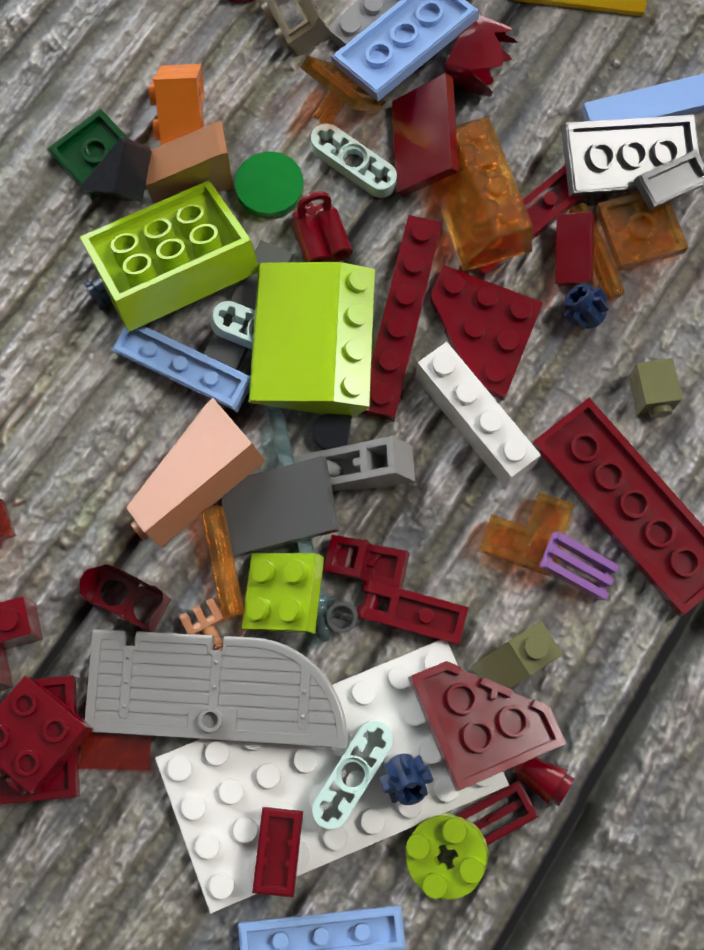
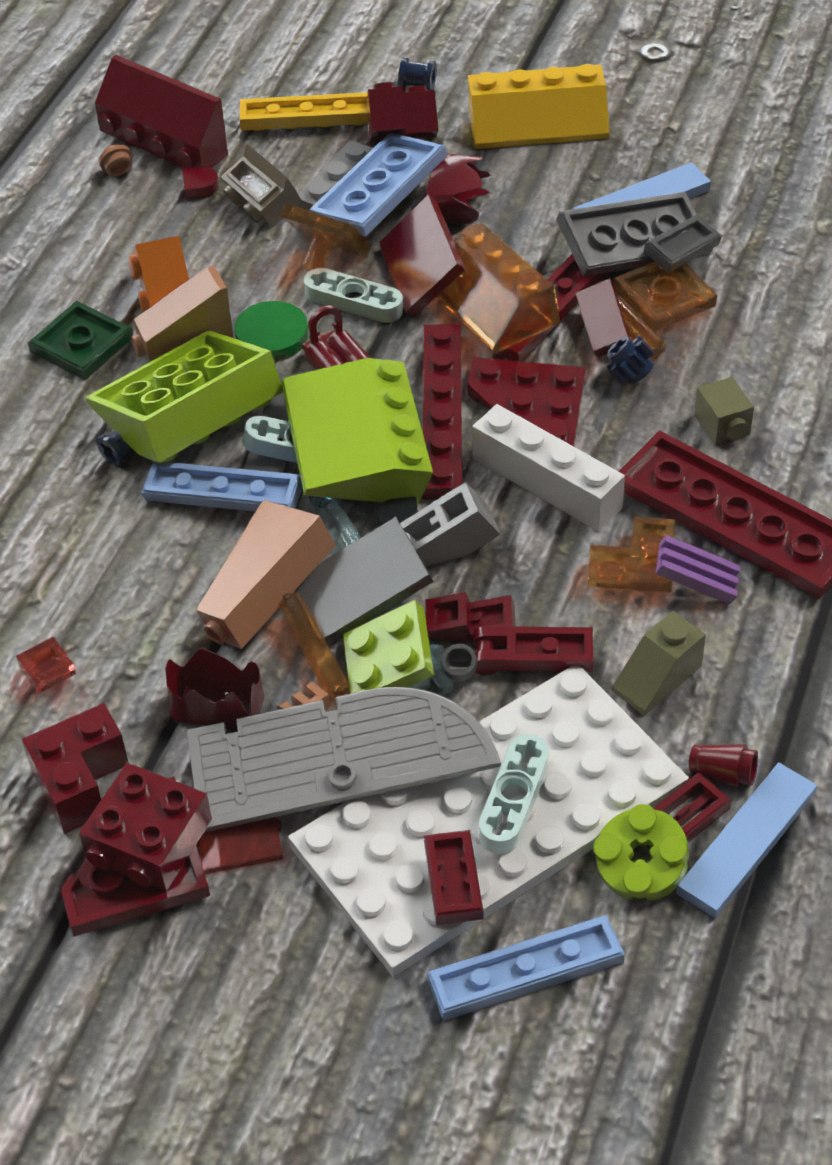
camera: 10 degrees left, 25 degrees down
(121, 172) = (115, 339): black slope -> none
(406, 779) = (561, 774): dark blue gear -> none
(481, 723) = (638, 718): dark red plate -> none
(541, 857) = (746, 840): none -> light blue tile

